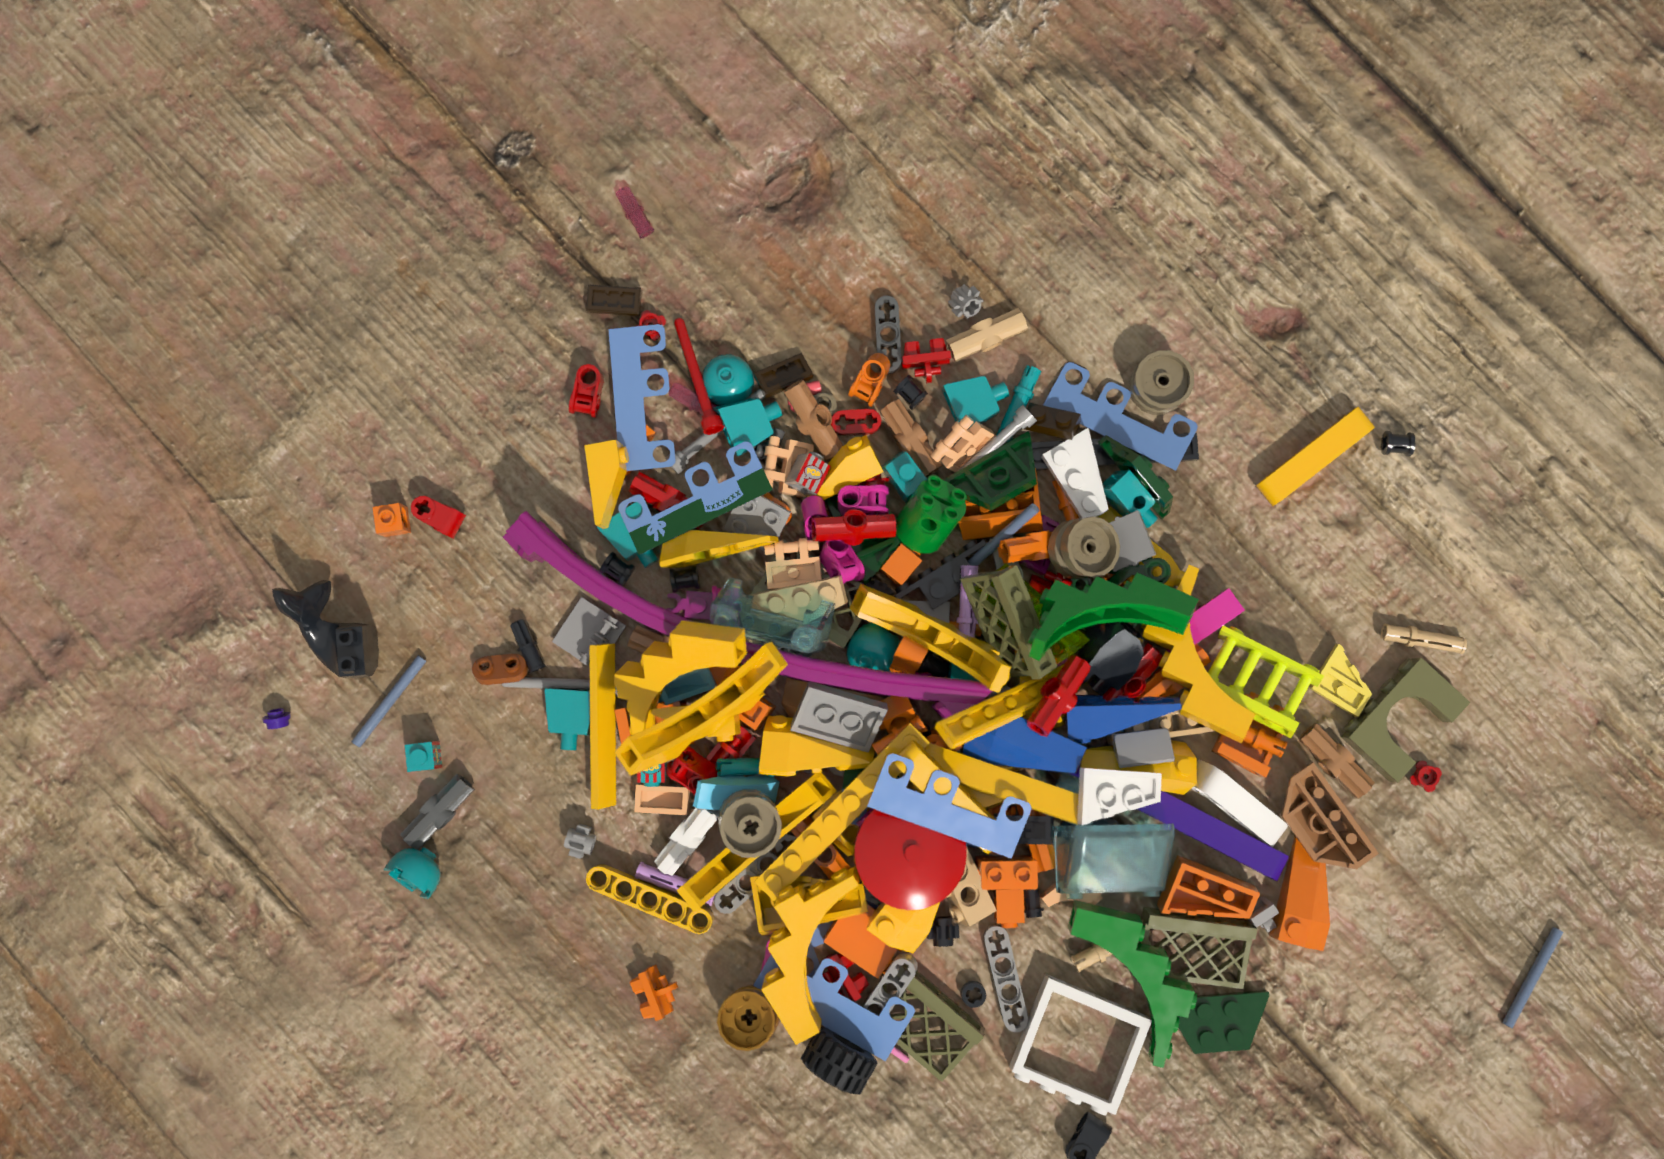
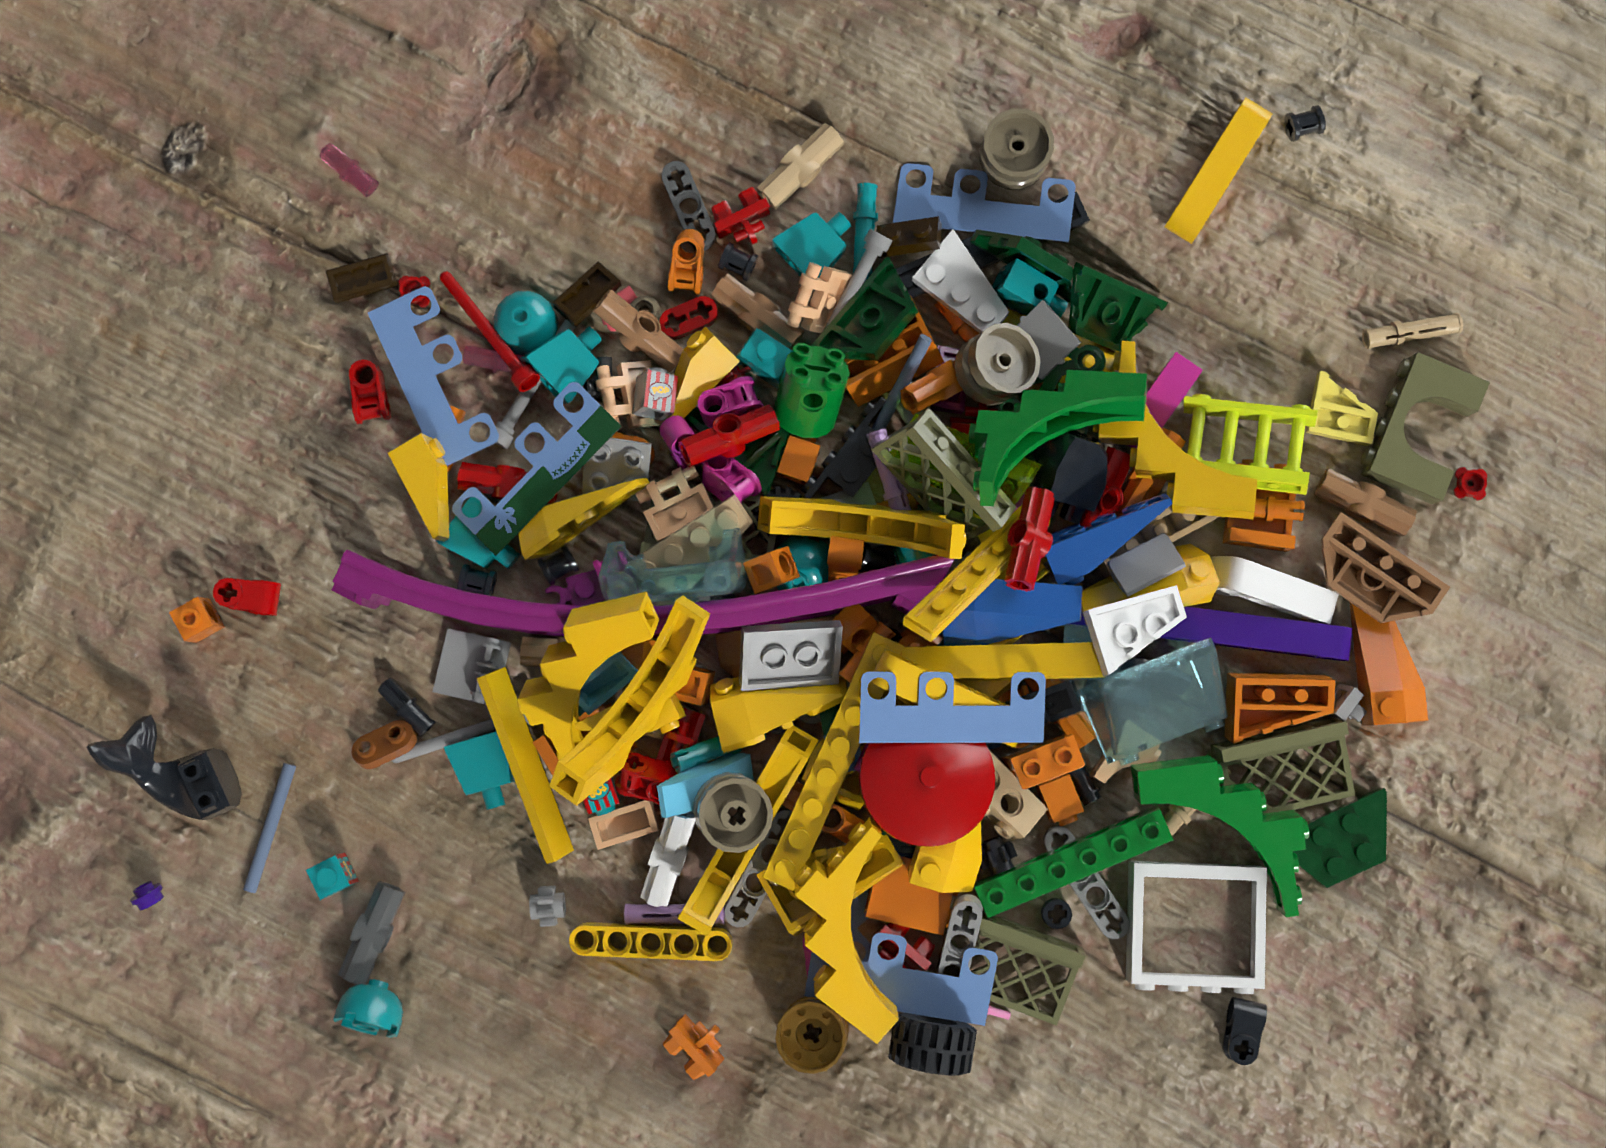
camera: 25 degrees left, 0 degrees up
(848, 645) = (771, 569): none -> orange brick
(965, 301) = (763, 136): light grey gear -> none
(1001, 959) = (1073, 861): none -> green brick
(1187, 534) = (1108, 308): none -> dark green wing

